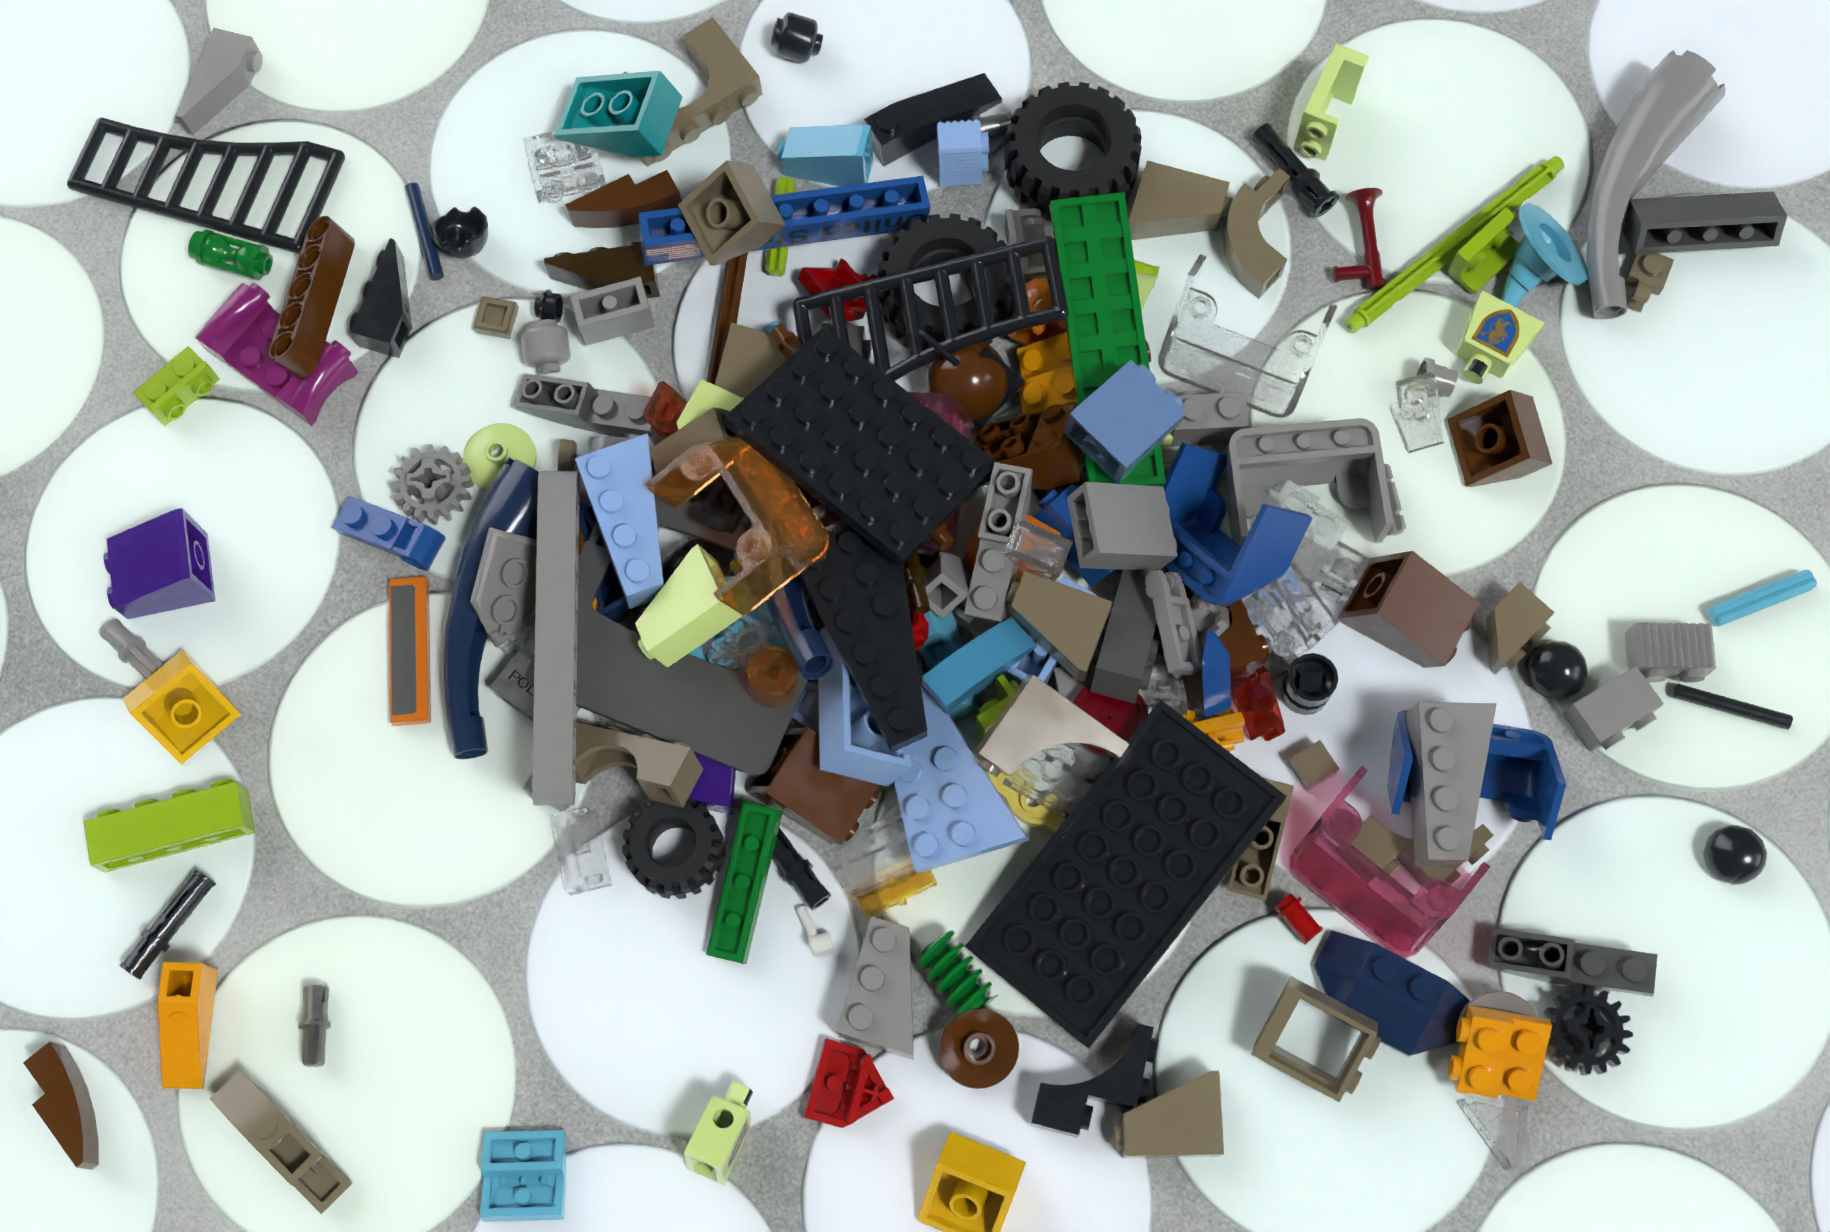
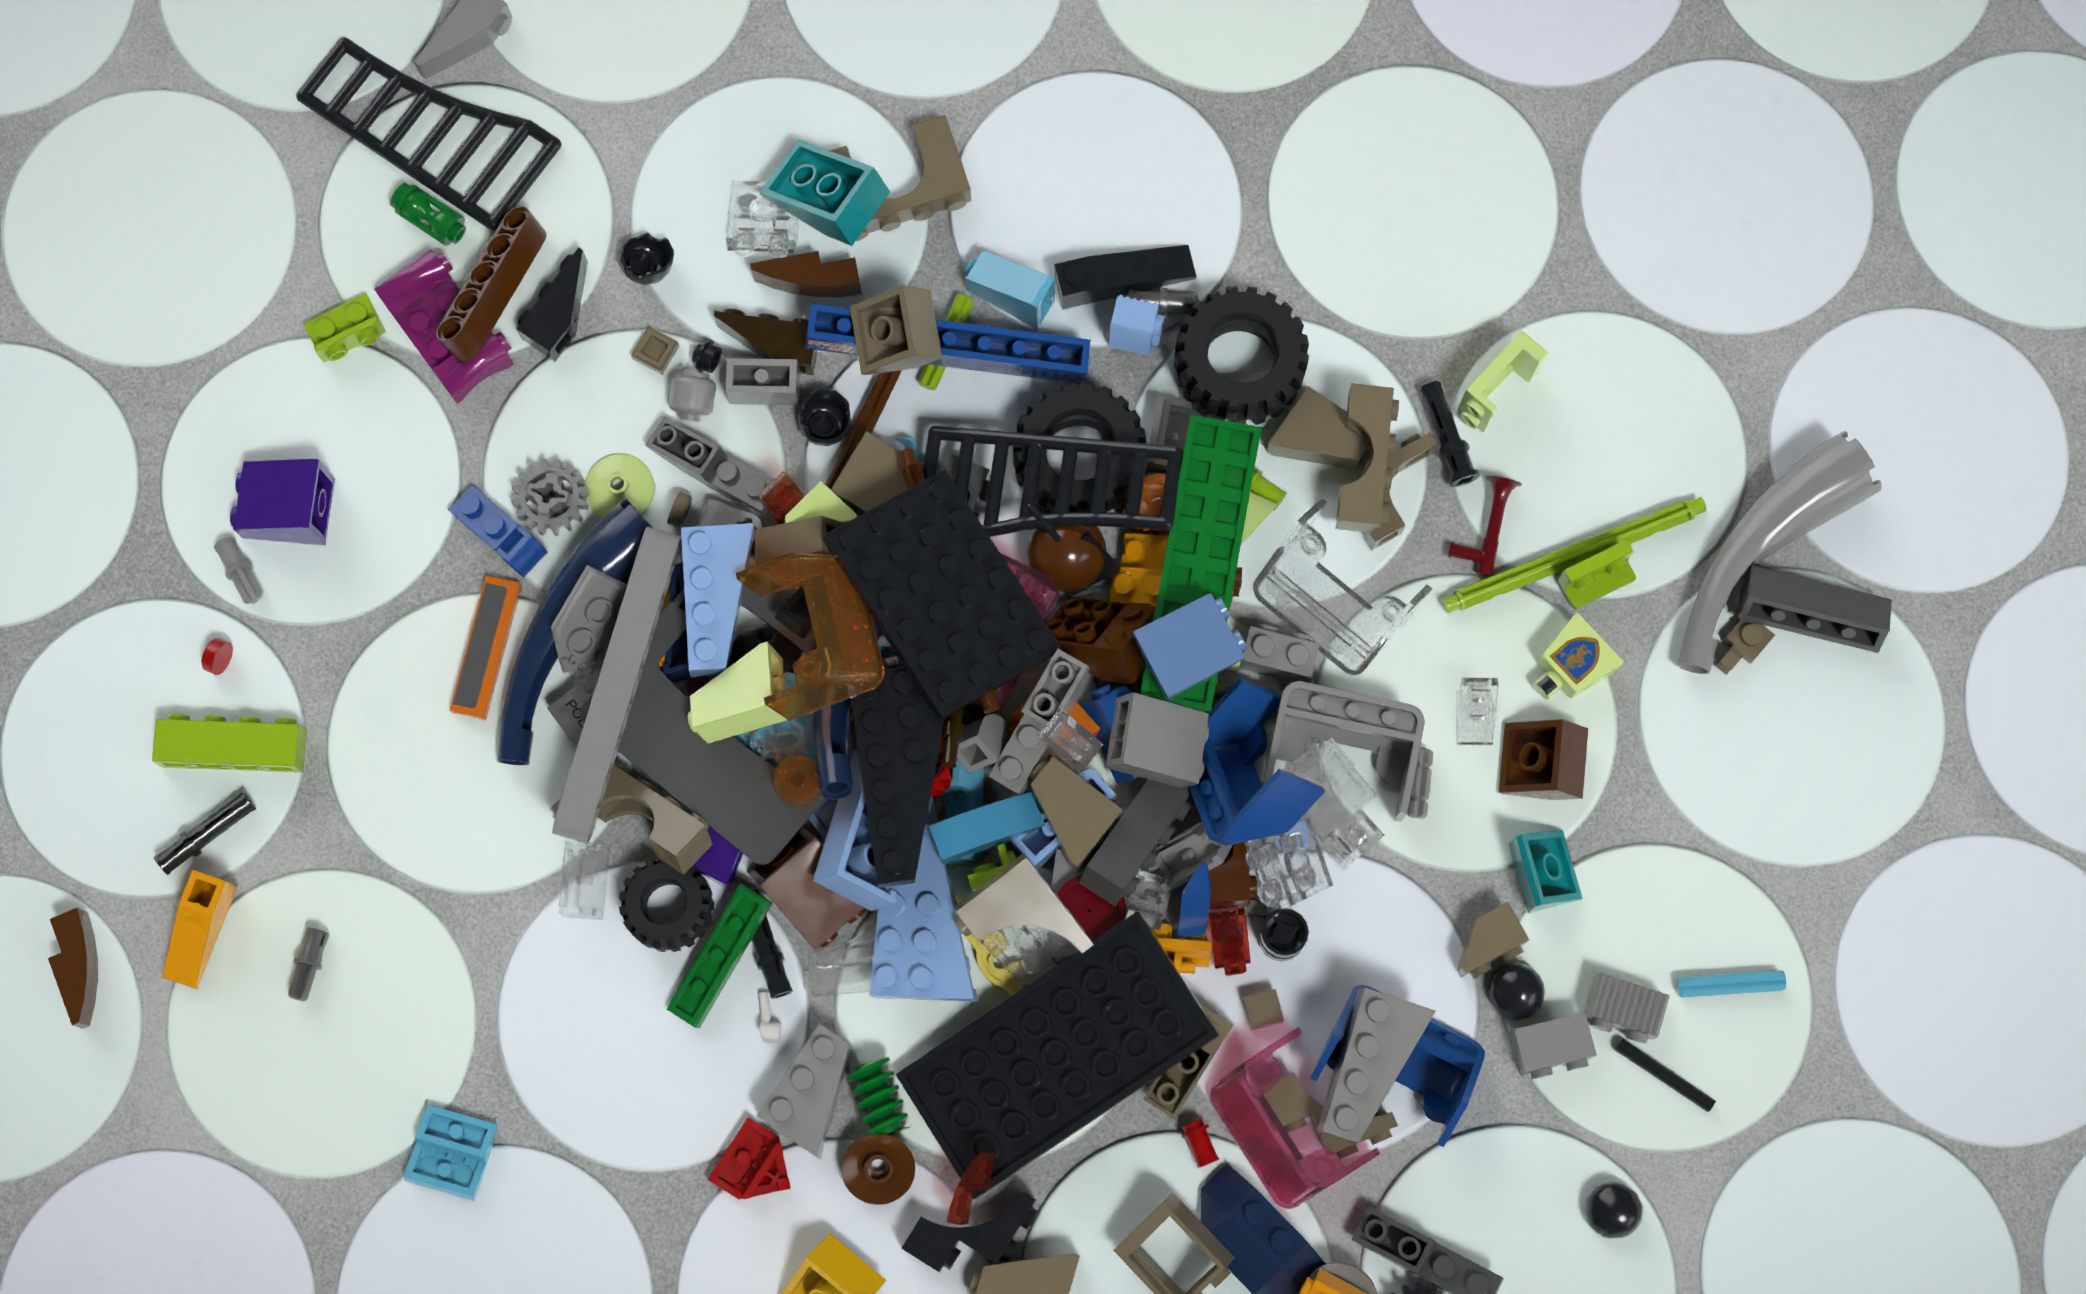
camera: 15 degrees right, 5 degrees up
(132, 741) = (216, 656): none -> red tile
(181, 707) = (268, 637): yellow slope -> none
(280, 1141) = (250, 1057): dark tan slope -> none
(424, 231) = (613, 244): dark blue bar -> none
(684, 327) = (824, 417): none -> black hair
(715, 1149) = (622, 1185): yellowish green torso -> none
(796, 37) = (1019, 156): black head -> none
(823, 279) = (976, 413): red slope -> none
(896, 892) = (849, 1007): clear yellow pin -> none
(1085, 1023) = (975, 1177): none -> clear red slope
(1174, 622) = (1175, 843): light grey hinge -> none
(1219, 166) = (1370, 417): none -> dark tan arch
(1410, 609) = (1400, 894): reddish brown slope -> none
(1445, 377) = (1510, 682): light grey piece -> none
(1537, 545) = (1544, 870): none -> teal slope
(1542, 255) = (1654, 593): medium azure piece -> none

